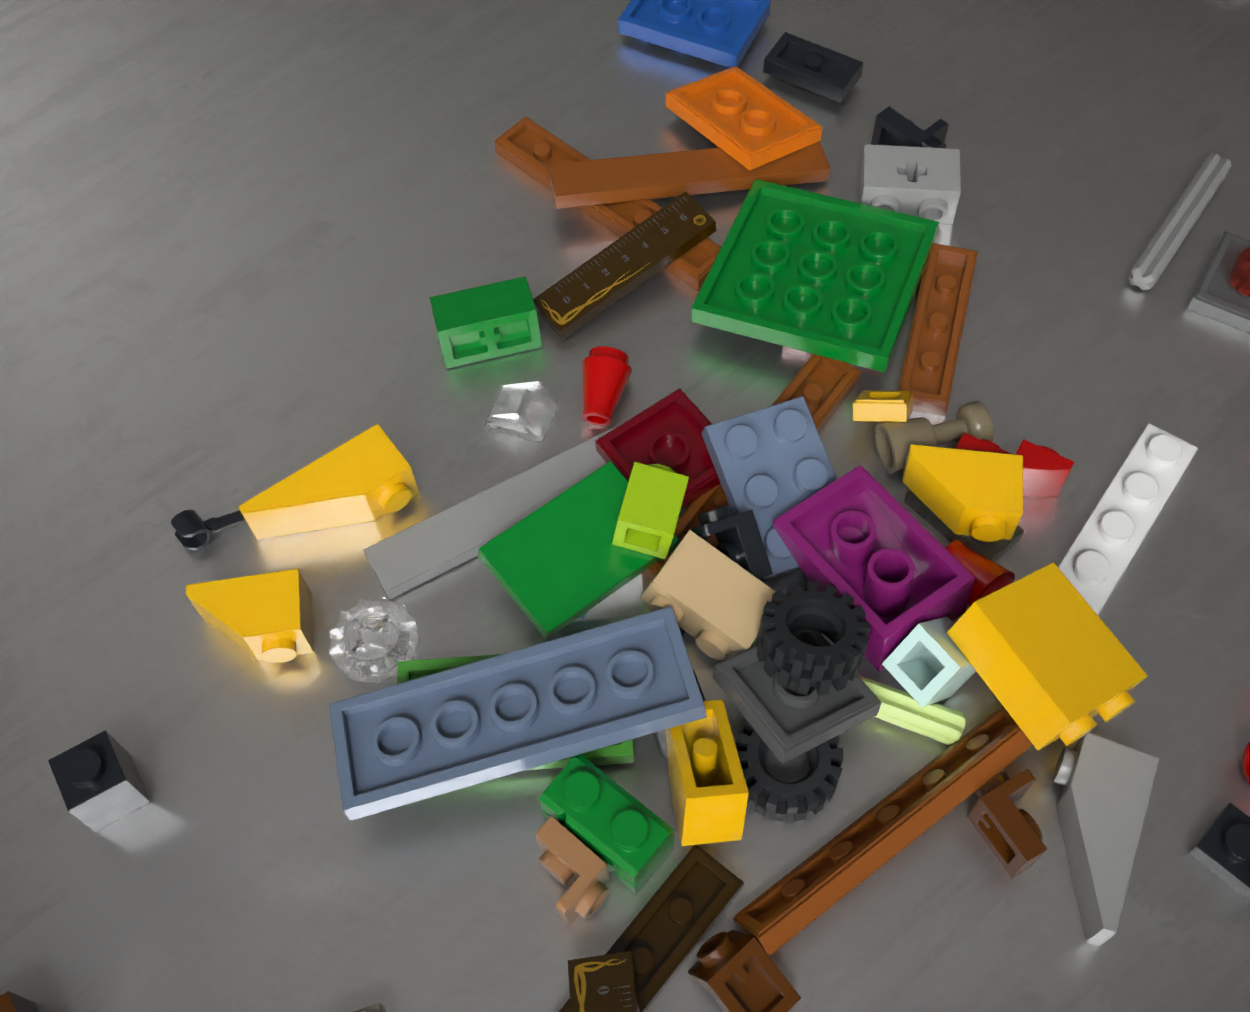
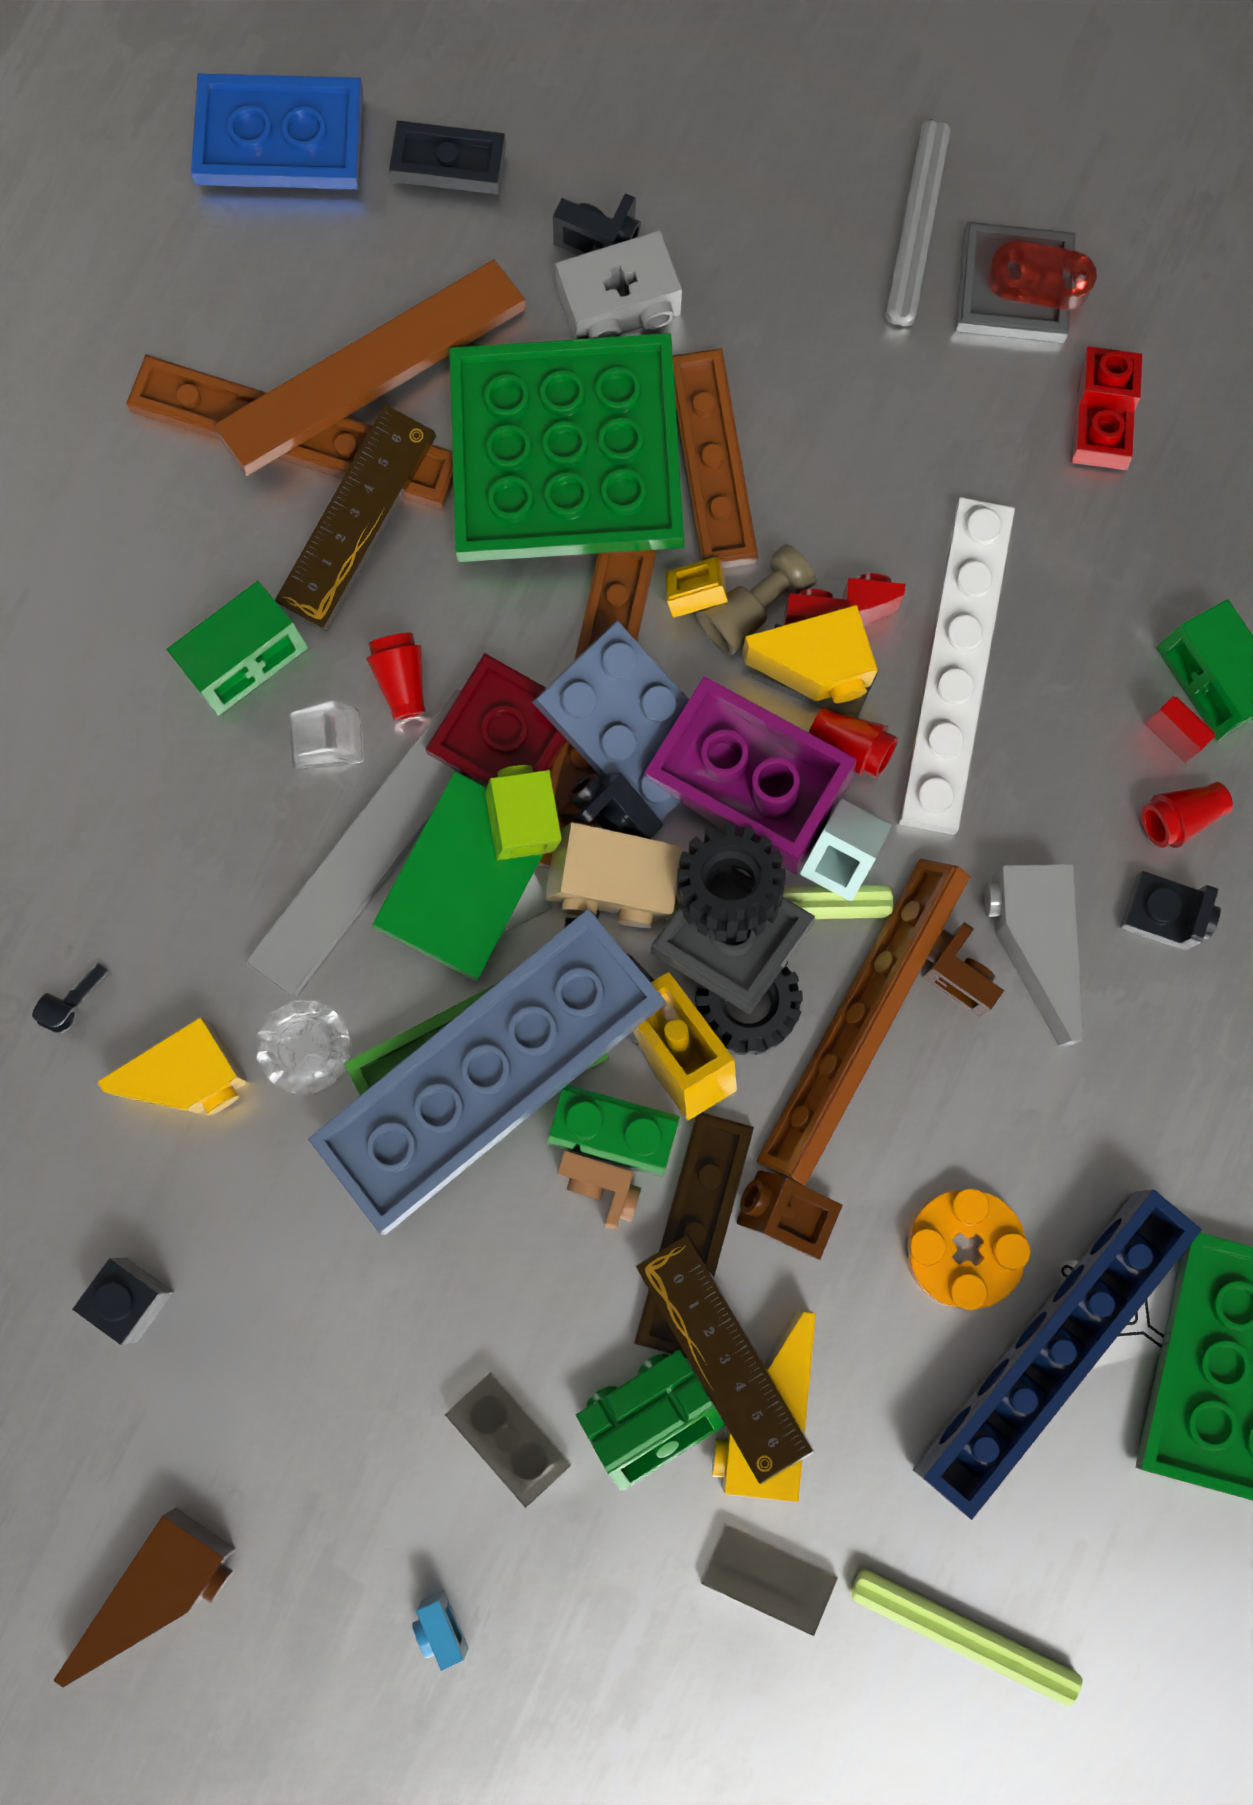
camera: 30 degrees left, 20 degrees up
(339, 489) = (192, 901): yellow slope -> none
(743, 117) = (399, 264): orange tile -> none
(1047, 657) = (949, 812): yellow brick -> none

